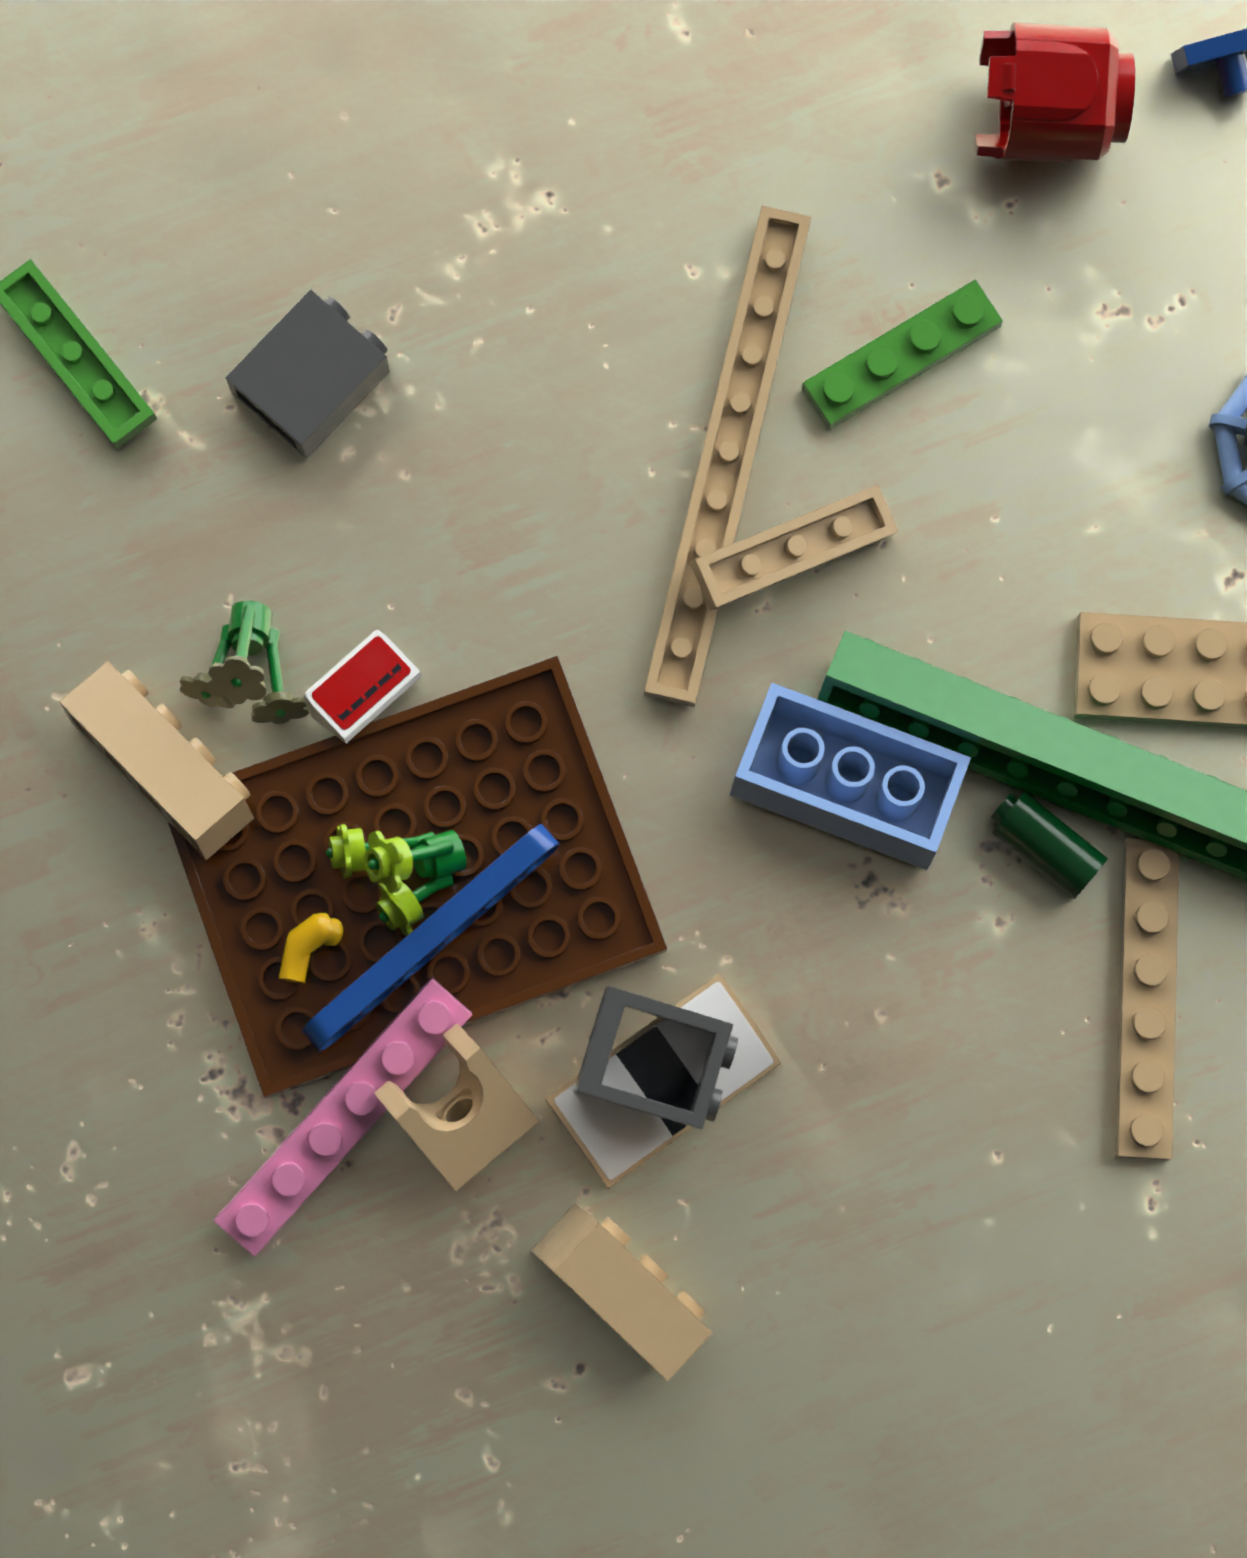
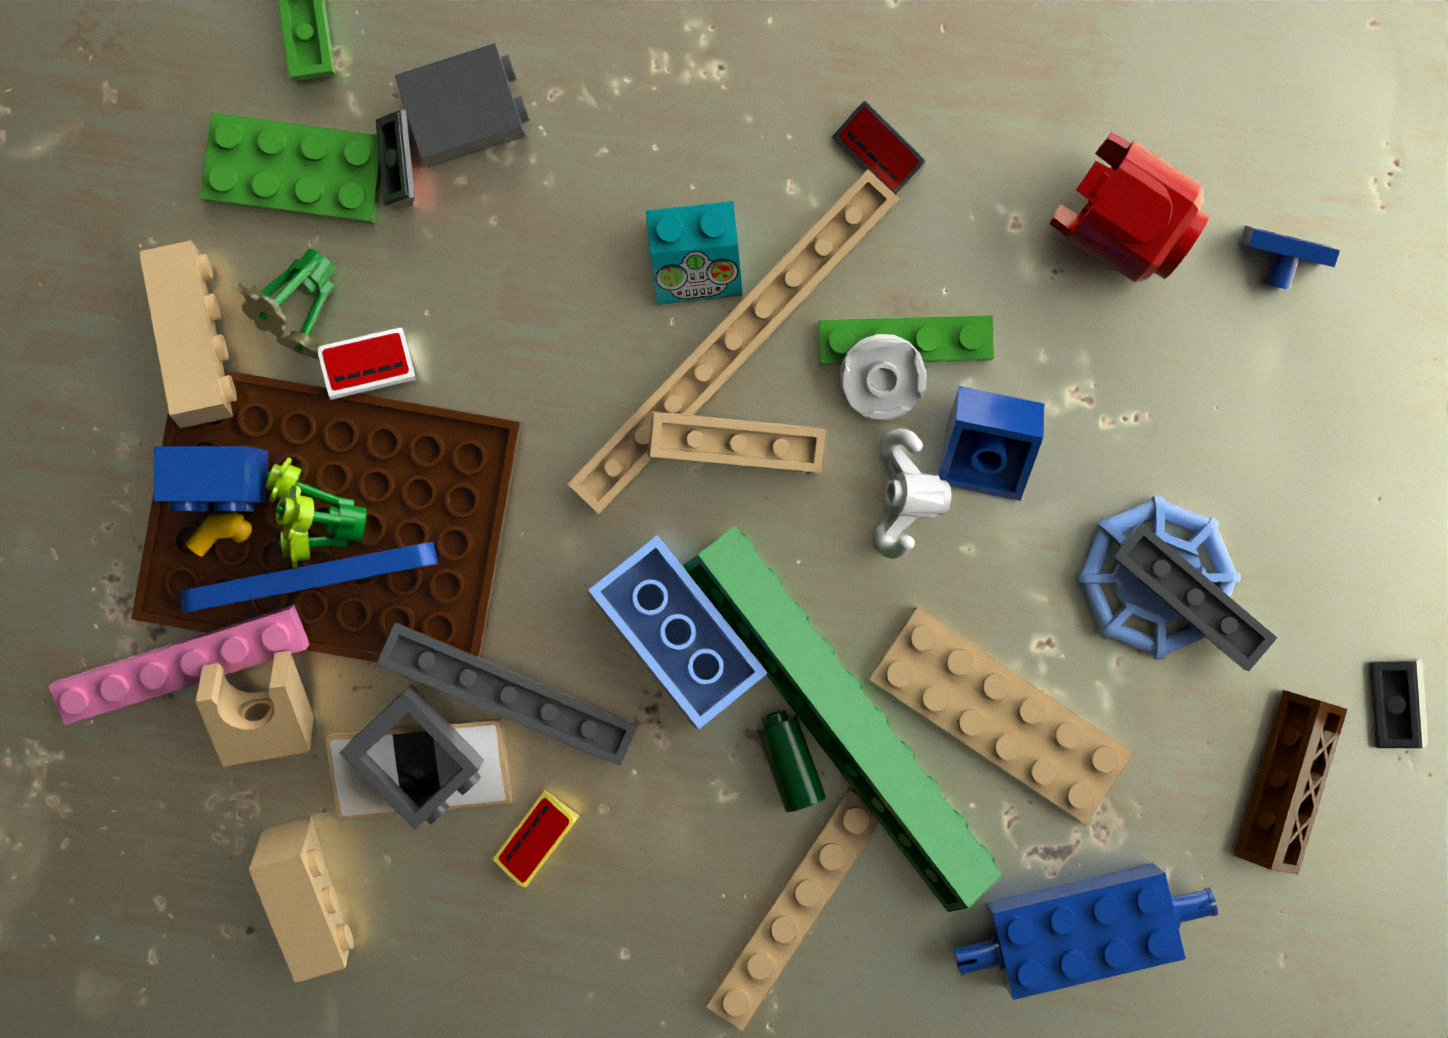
camera: 30 degrees right, 10 degrees up
(166, 537) = (291, 168): none -> bright green plate
(273, 883) = (210, 474): none -> blue brick
(274, 463) = (395, 159): none -> dark grey slope
(635, 385) = (694, 252): none -> teal slope
(711, 940) = (506, 693): none -> dark grey plate
(758, 178) = (879, 148): none -> red slope
(830, 1084) = (535, 838): none -> red slope
(903, 400) = (883, 377): none -> white tile
(1000, 502) = (907, 494): none -> white piece
(1053, 404) = (991, 443): none -> blue slope

